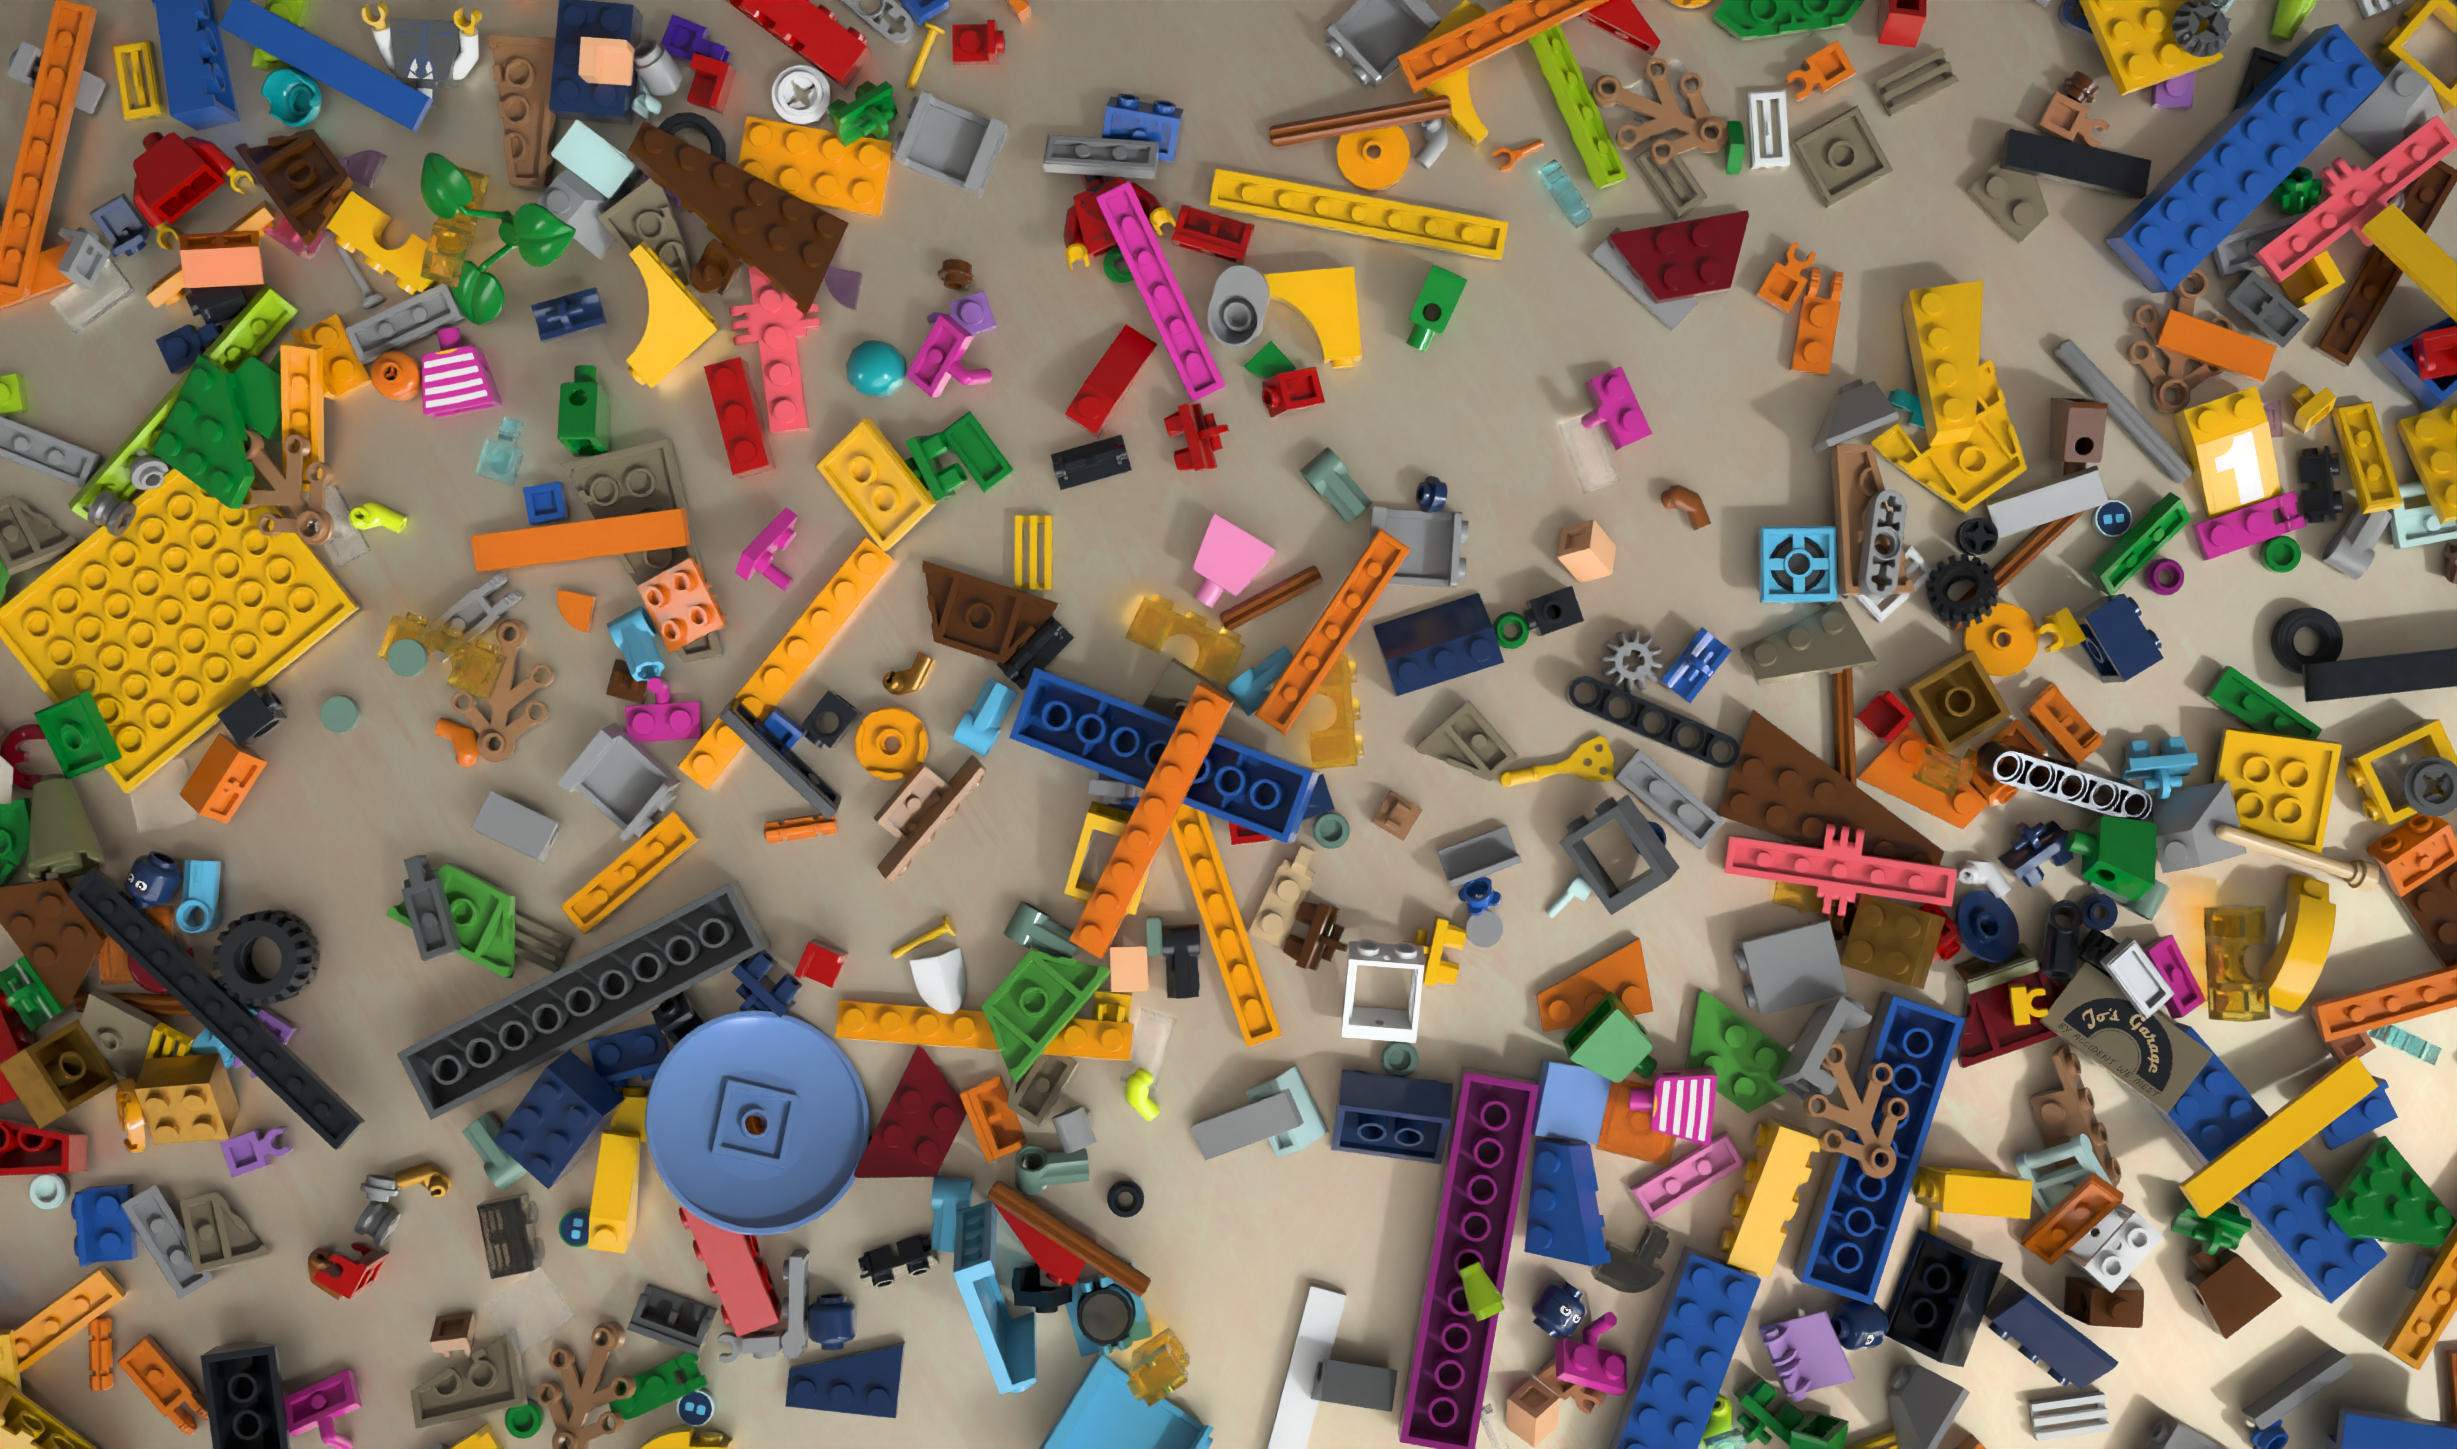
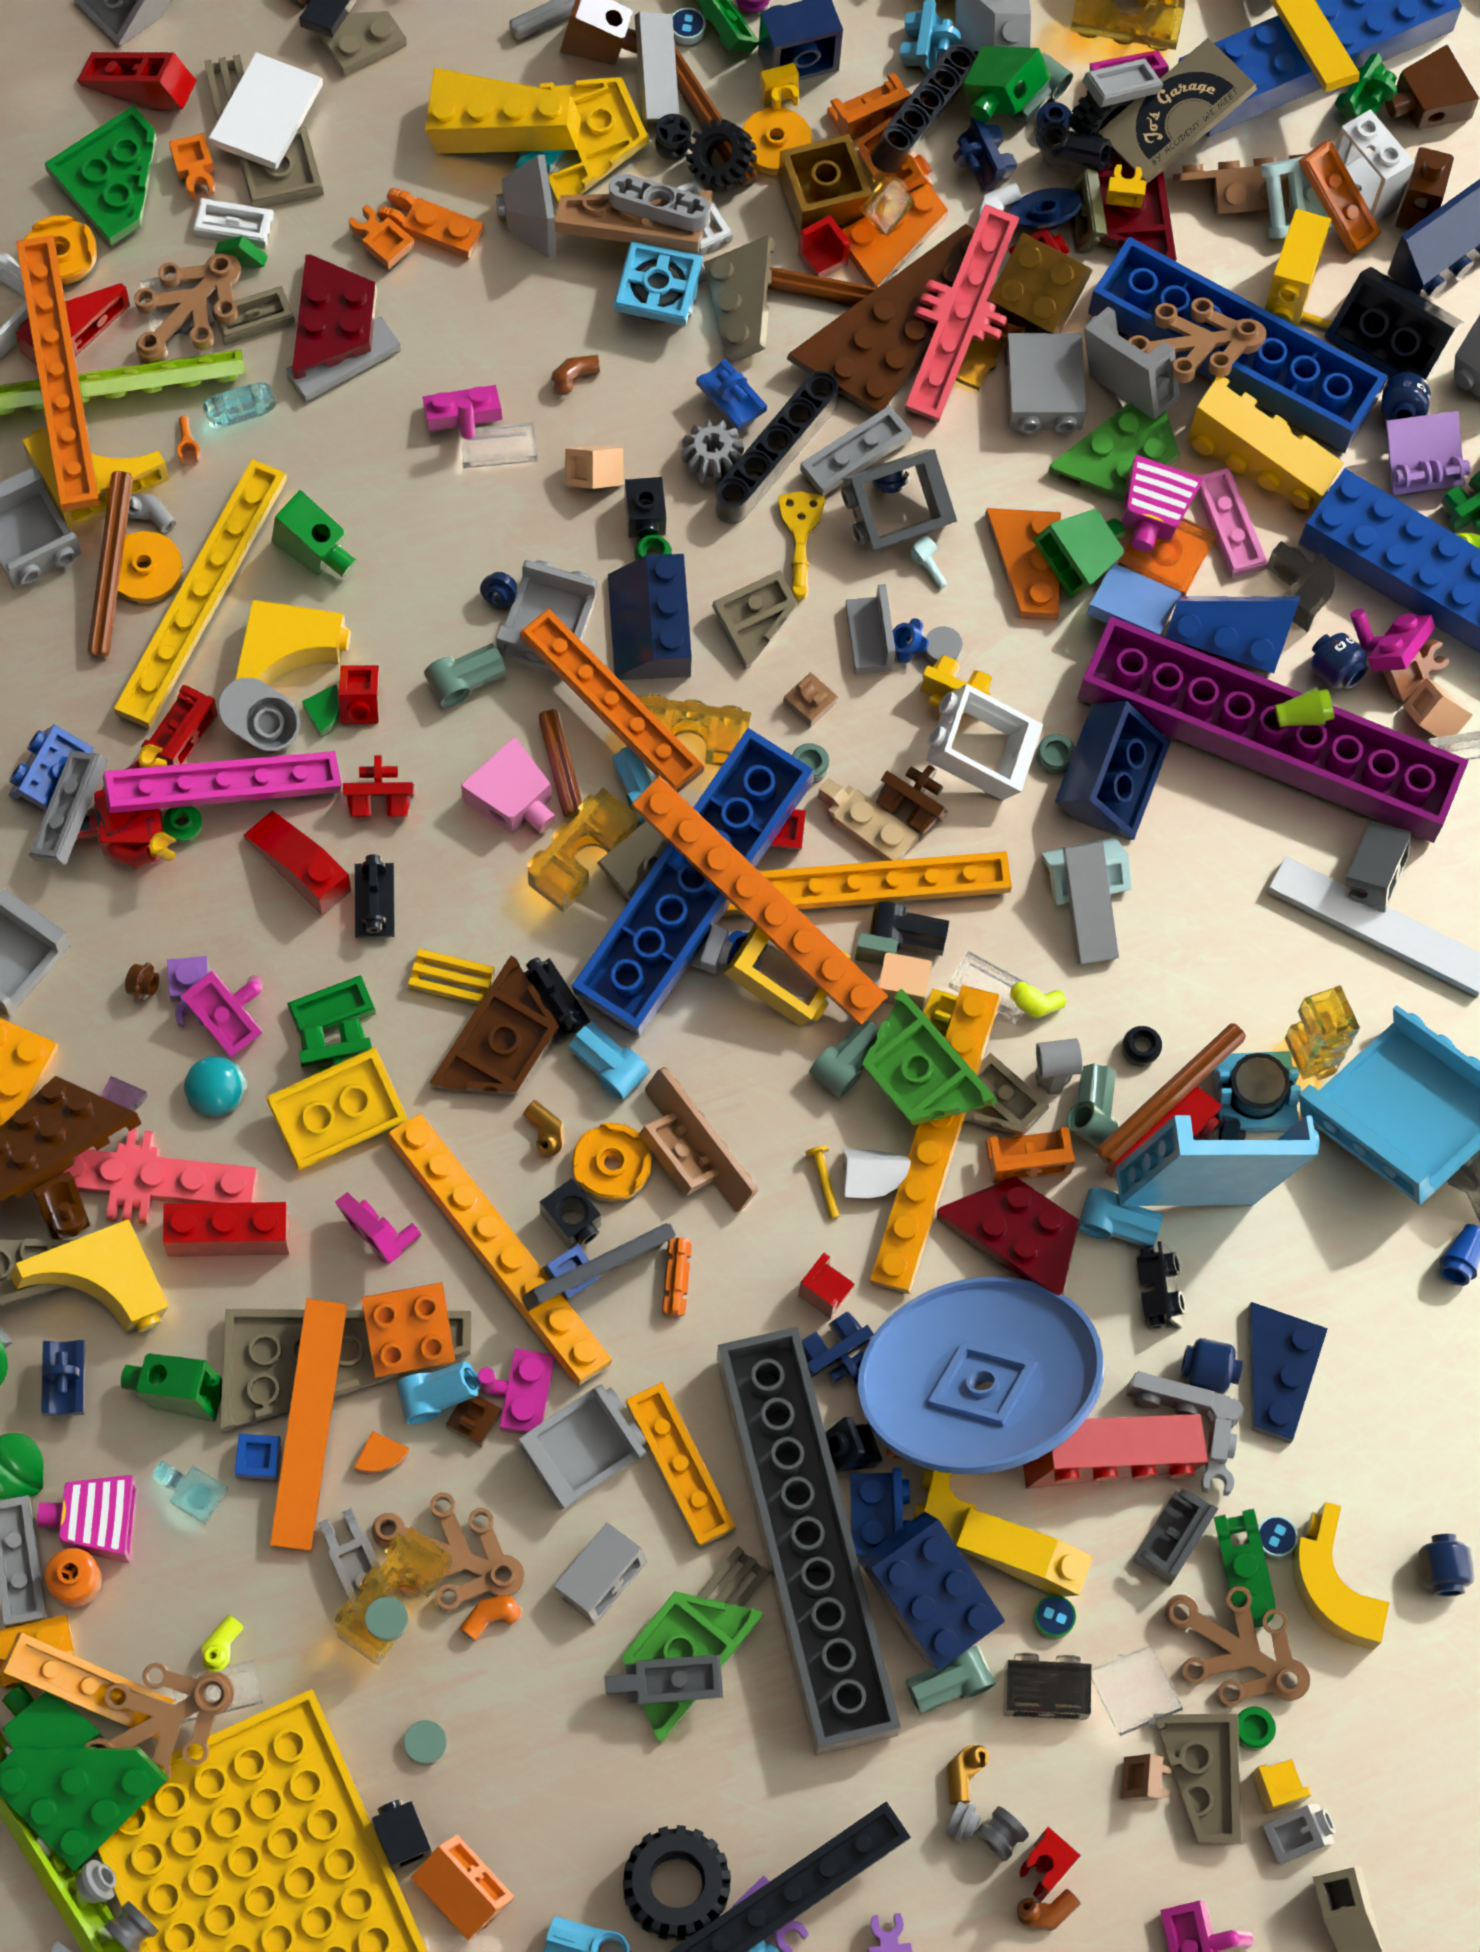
camera: 85 degrees left, 20 degrees down
(1897, 126) = (265, 111): none -> white tile

